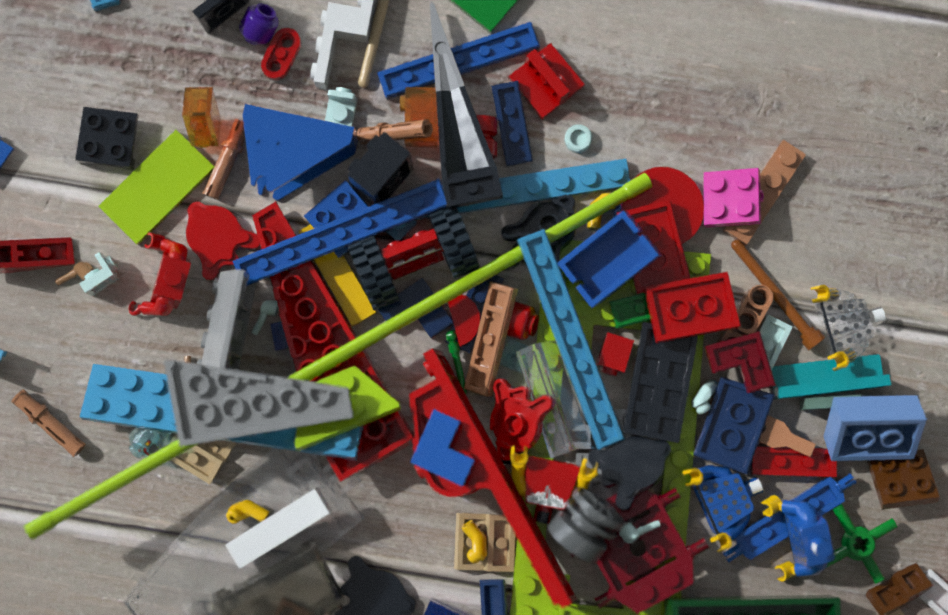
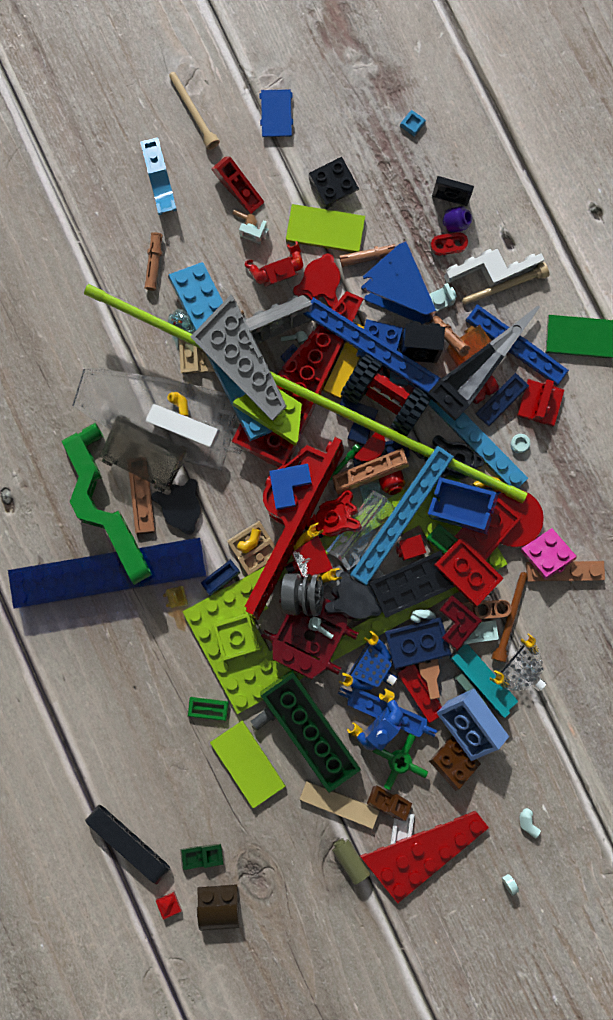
camera: 55 degrees right, 0 degrees up
(201, 116) = (382, 223): clear orange brick -> none

